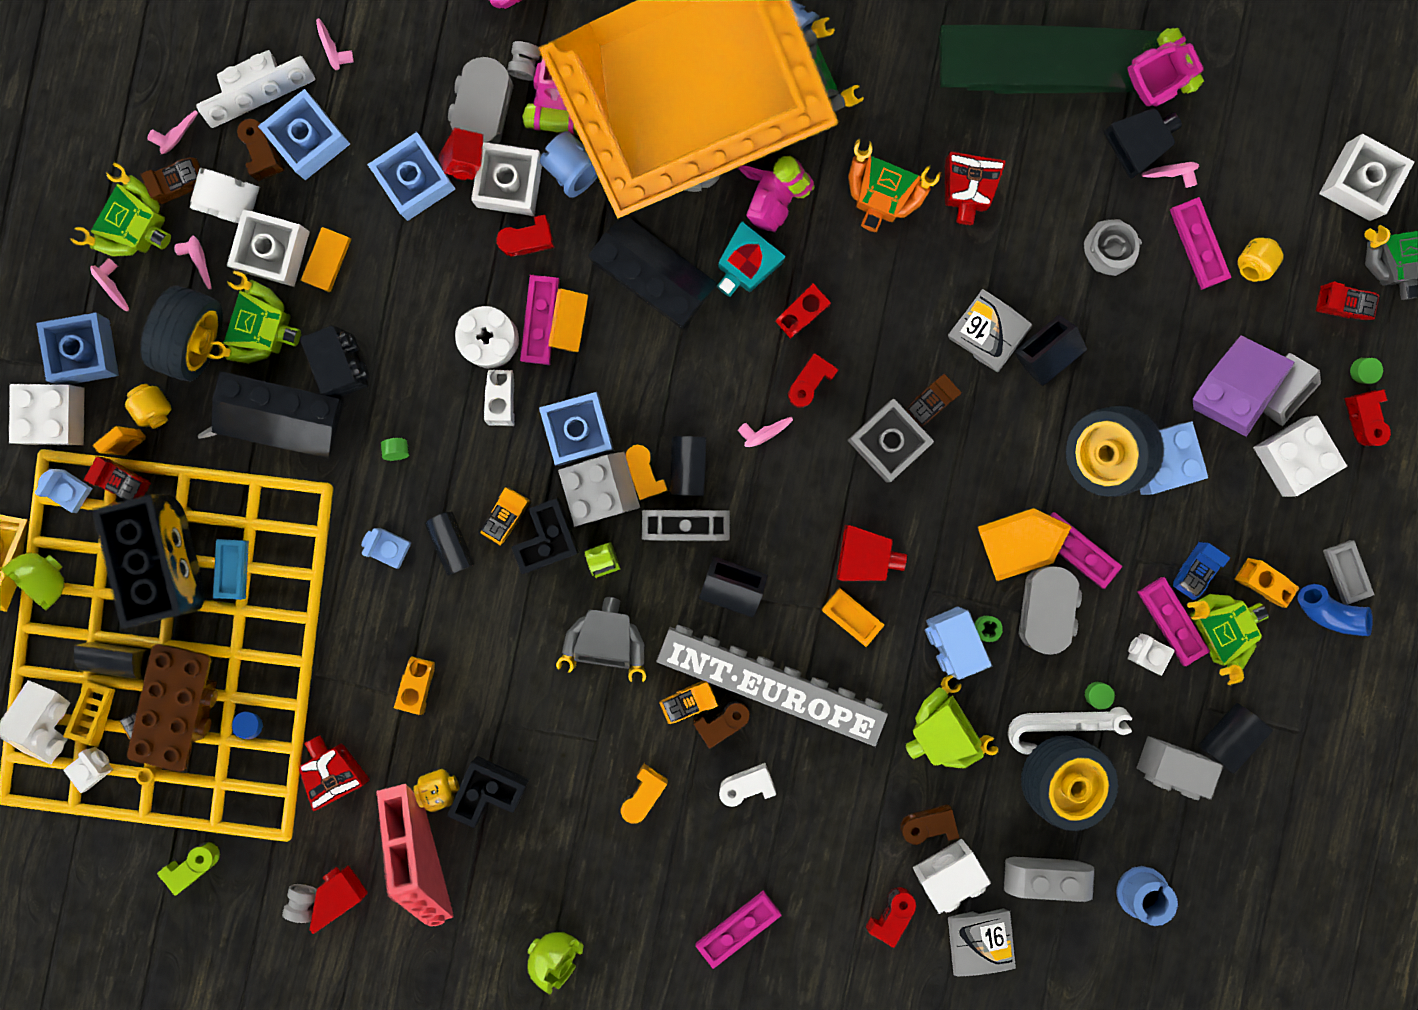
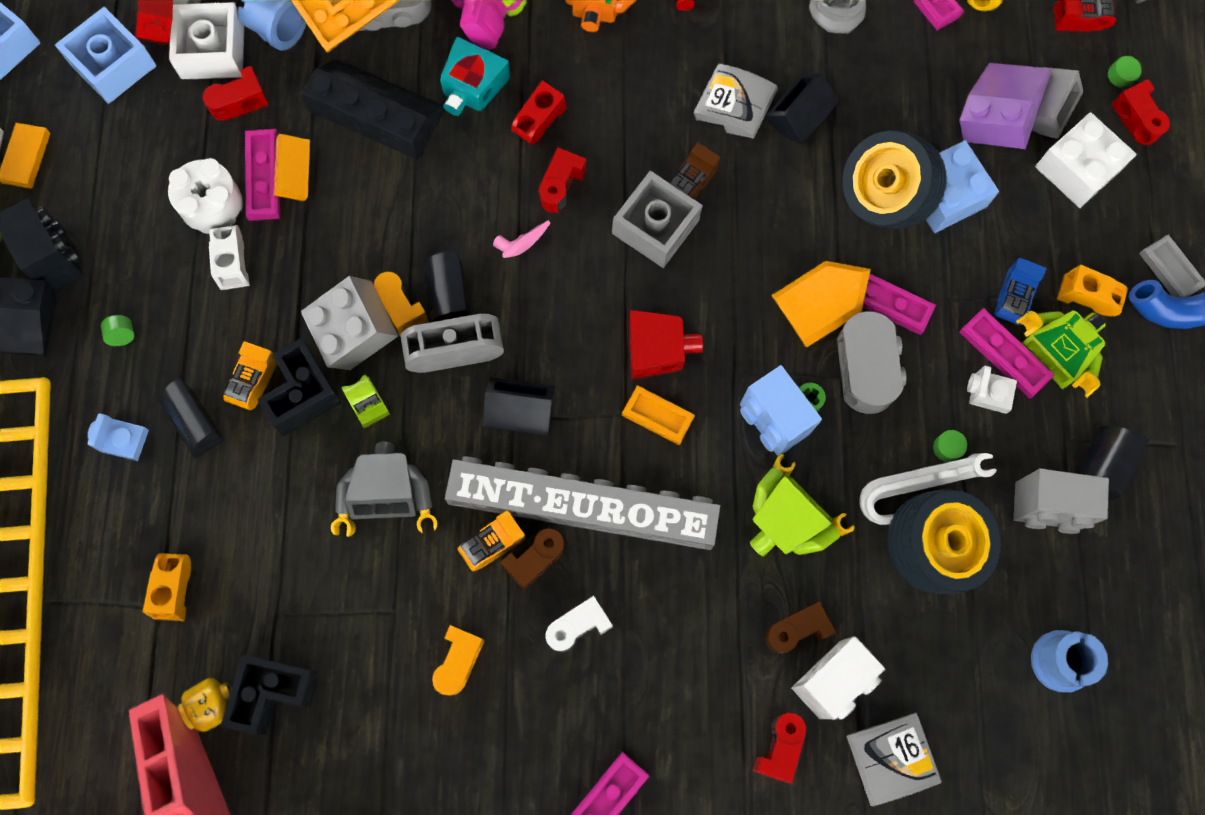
camera: 15 degrees left, 15 degrees down
(329, 773) = (74, 712): torso -> none
(576, 429) = (312, 263): light blue brick -> none
(1049, 879) = (951, 660): light grey brick -> none

